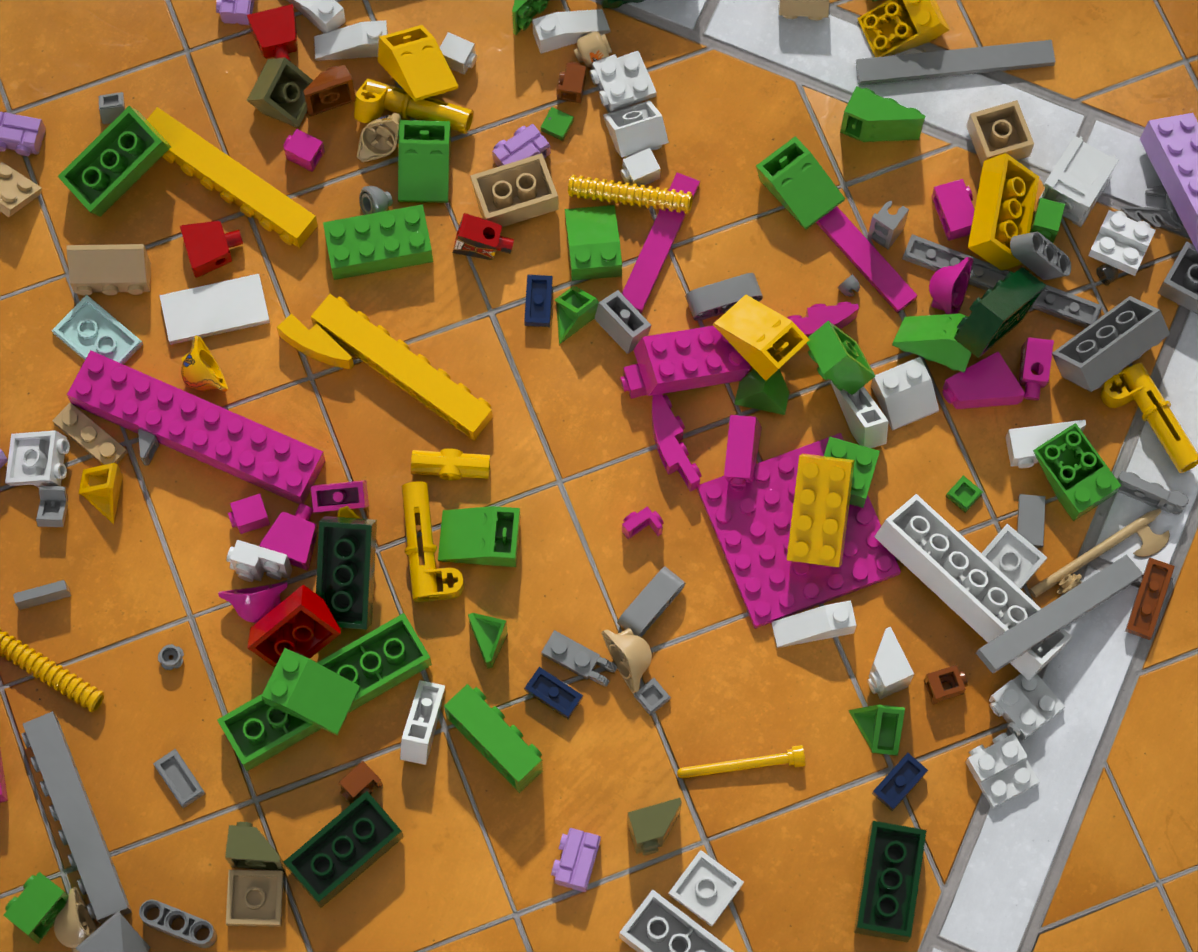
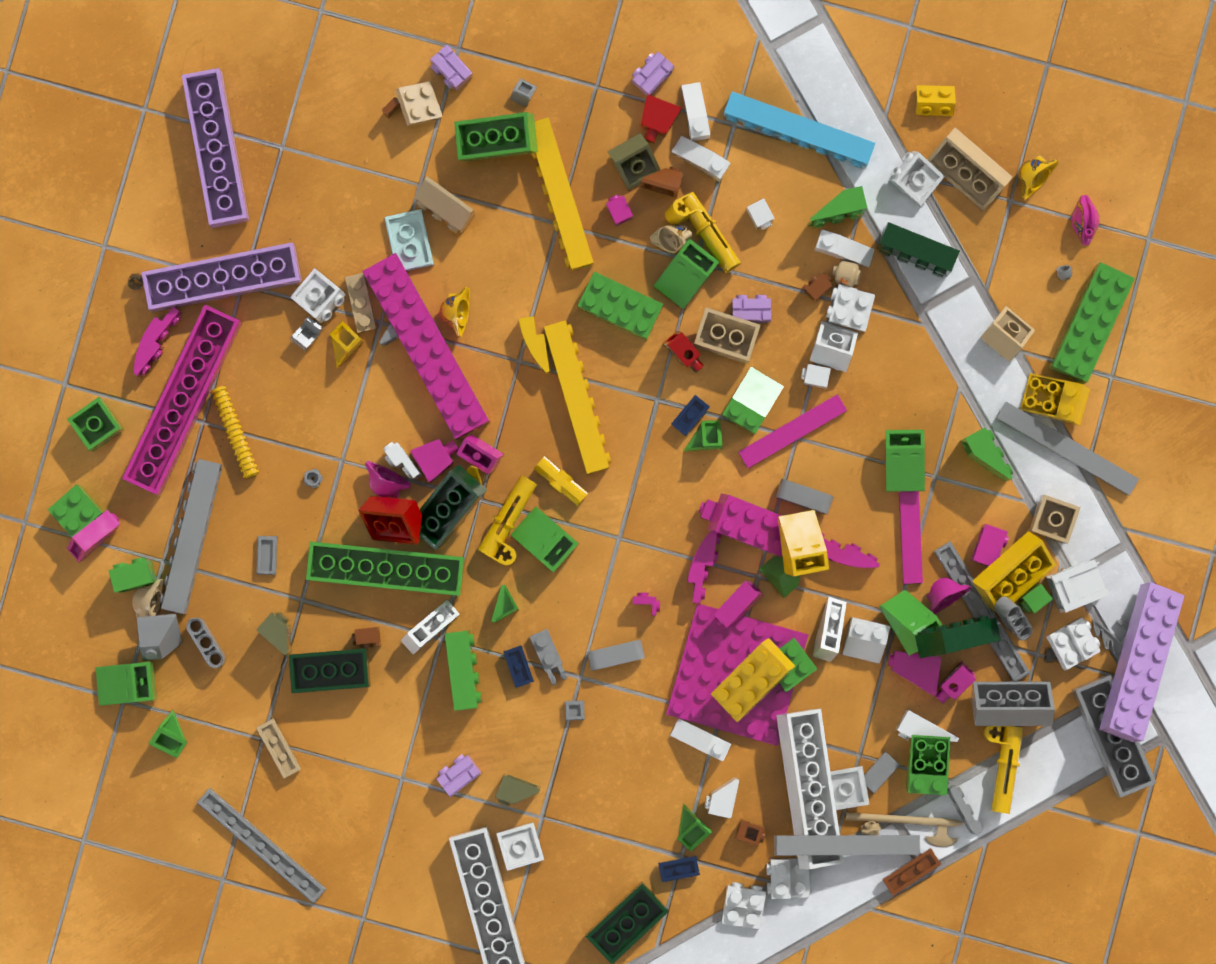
camera: 35 degrees right, 15 degrees up
(42, 594) = (264, 384): light grey tile -> none
(208, 245) = (516, 232): red torso -> none
(214, 309) = (491, 275): white tile -> none
(248, 514) = (419, 424): dark pink brick -> none
(254, 898) = (260, 659): tan plate -> none
(310, 692) = (374, 567): bright green slope -> none
(374, 200) = (637, 277): light grey brick -> none
(416, 62) = (727, 207): yellow slope -> none
(557, 123) = (788, 306): bright green tile -> none
(622, 321) = (729, 468): light grey brick -> none
(629, 654) = (579, 678): tan hat -> none
(630, 194) = (796, 388): yellow piece -> none
(793, 756) = (628, 807): yellow piece -> none
(839, 358) = (840, 592): bright green brick -> none
(849, 284) = (886, 546): light grey hinge -> none
(887, 227) = (935, 529): light grey hinge -> none
(964, 494) = (853, 726): bright green tile -> none

